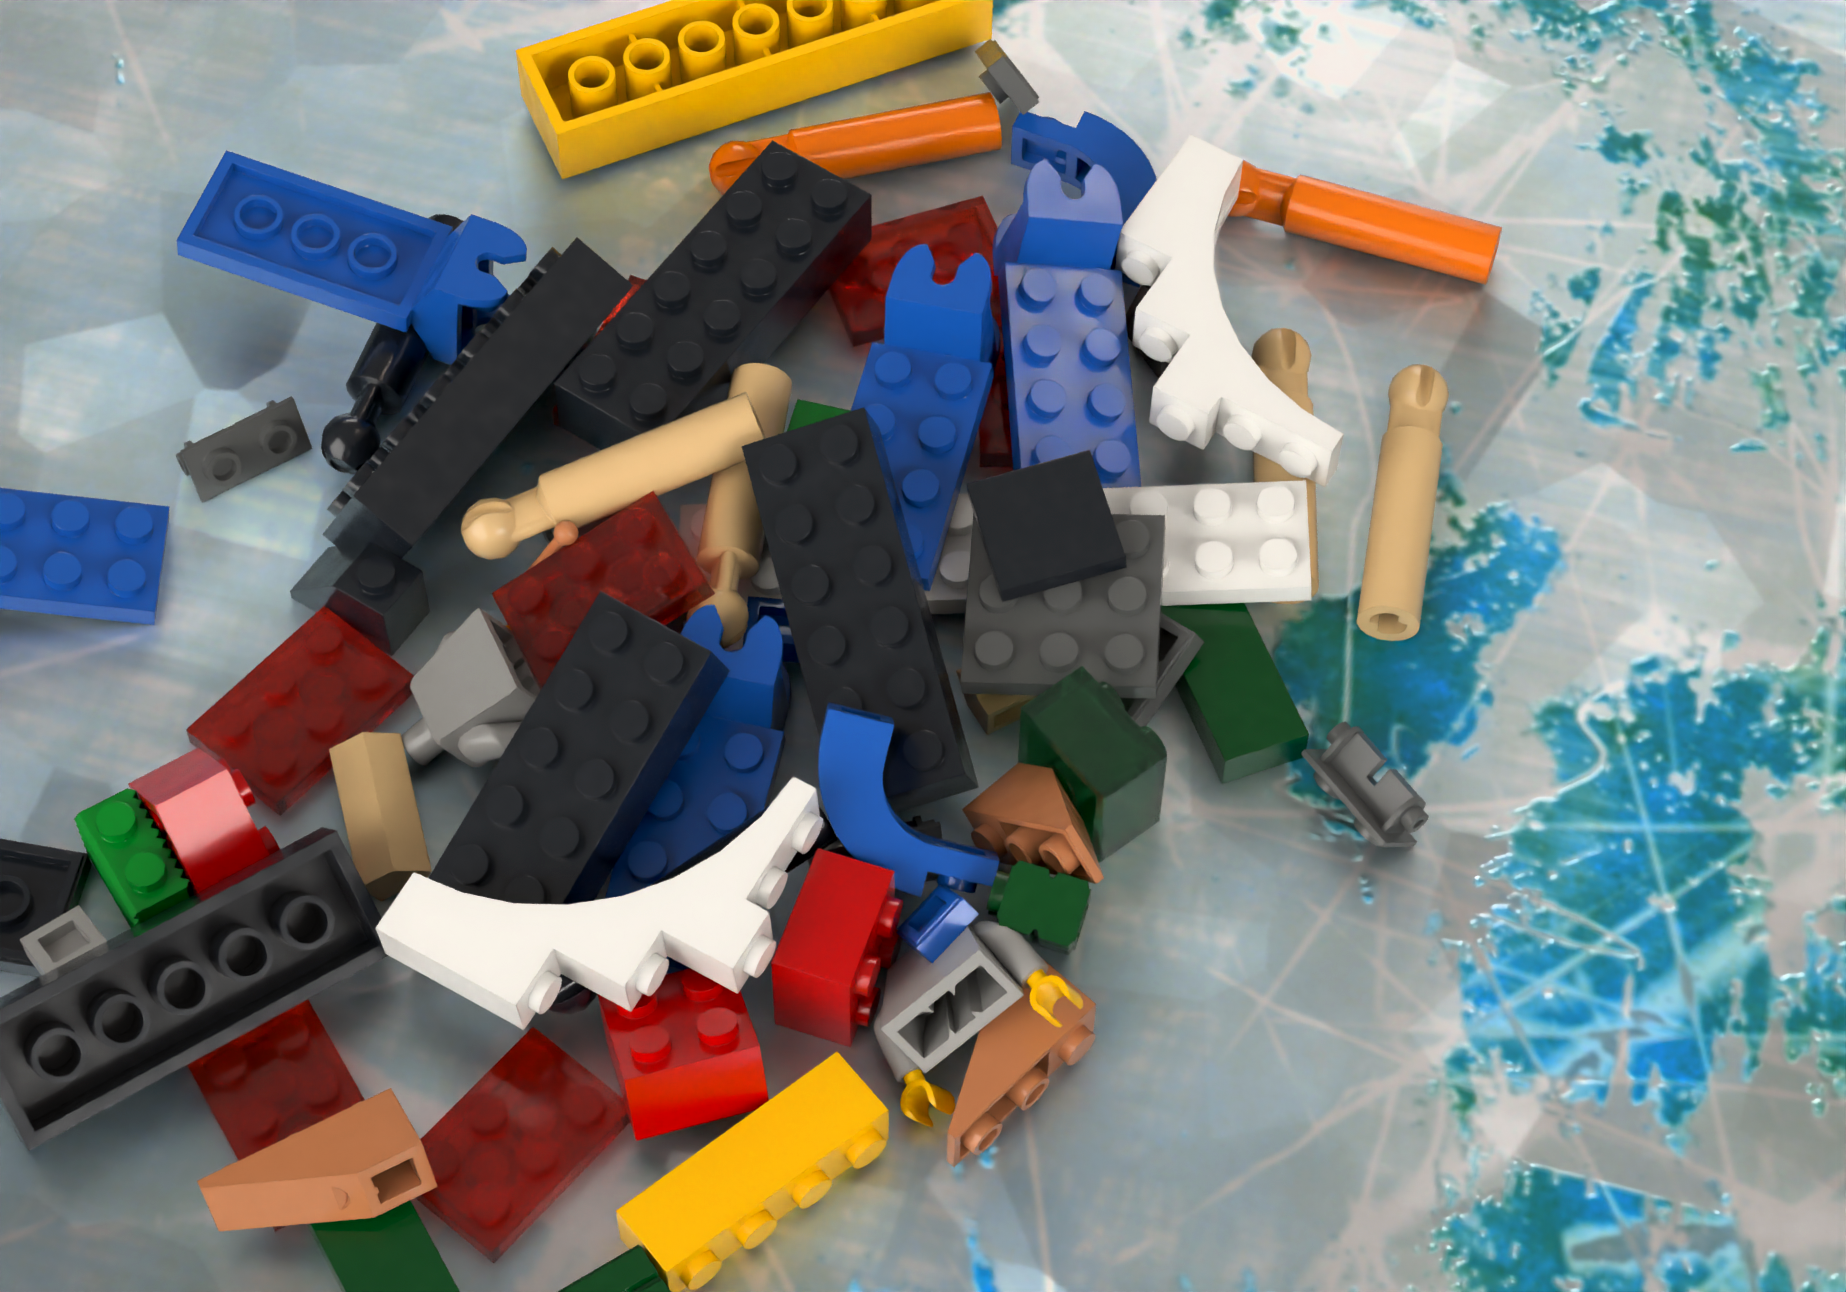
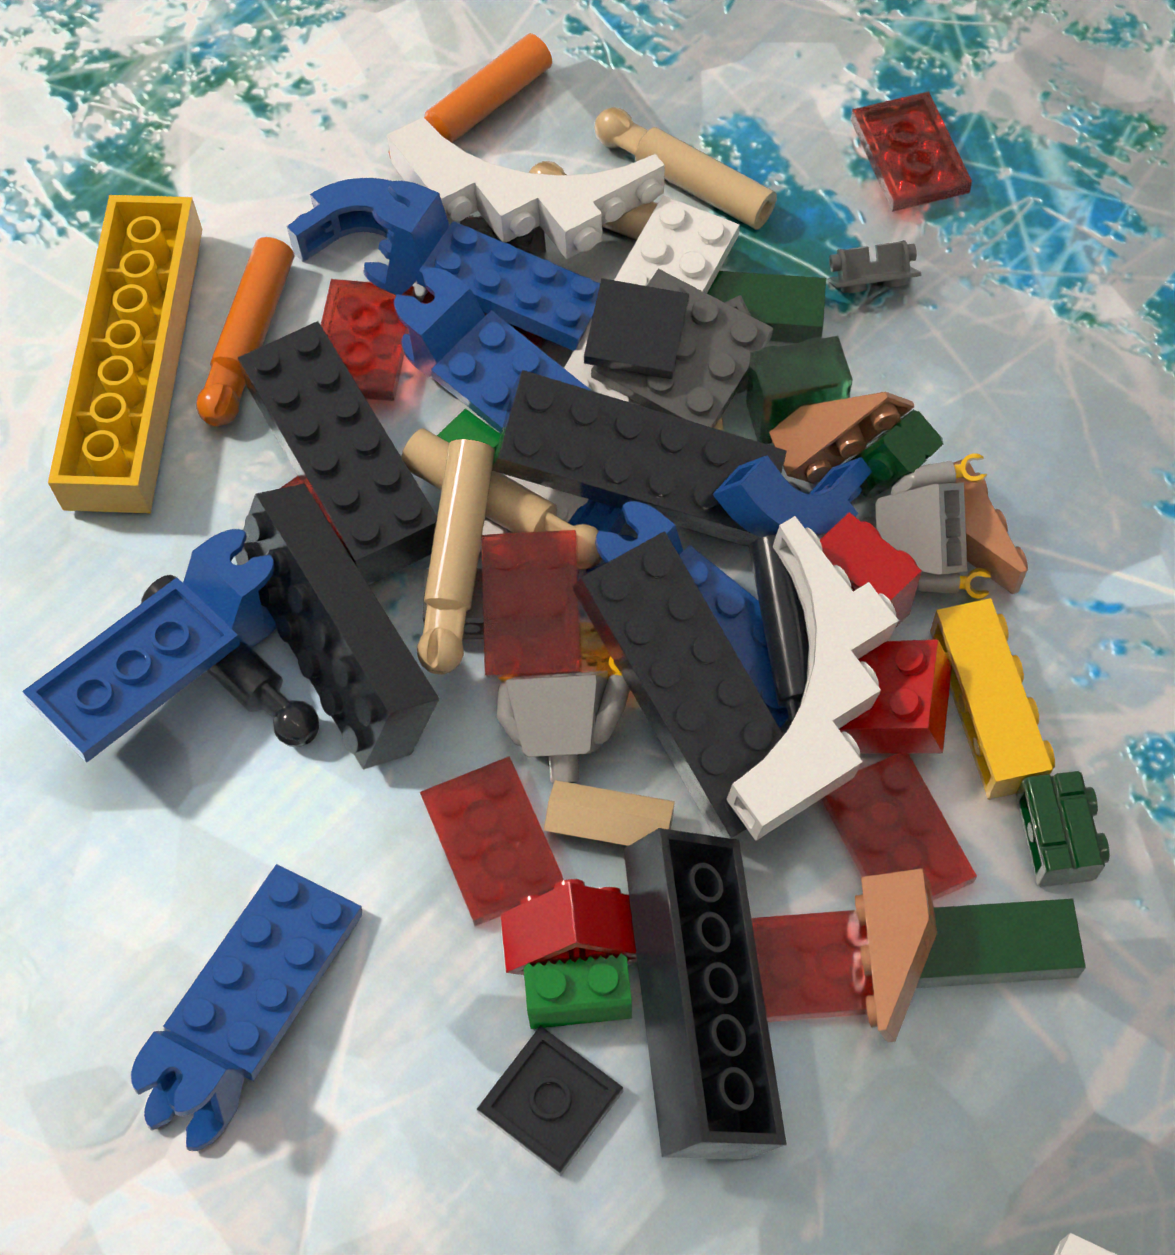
camera: 60 degrees left, 5 degrees up
(61, 940) = (623, 1063): light grey tile -> none
(245, 449) = (253, 776): dark grey hinge -> none
(367, 590) = (420, 760): black slope -> none
(564, 534) = (469, 664): nougat hinge -> none
(936, 922) = (884, 509): blue tile -> none
(1004, 78) = (256, 221): dark grey plate -> none
(1609, 761) = (911, 151): none -> clear red plate

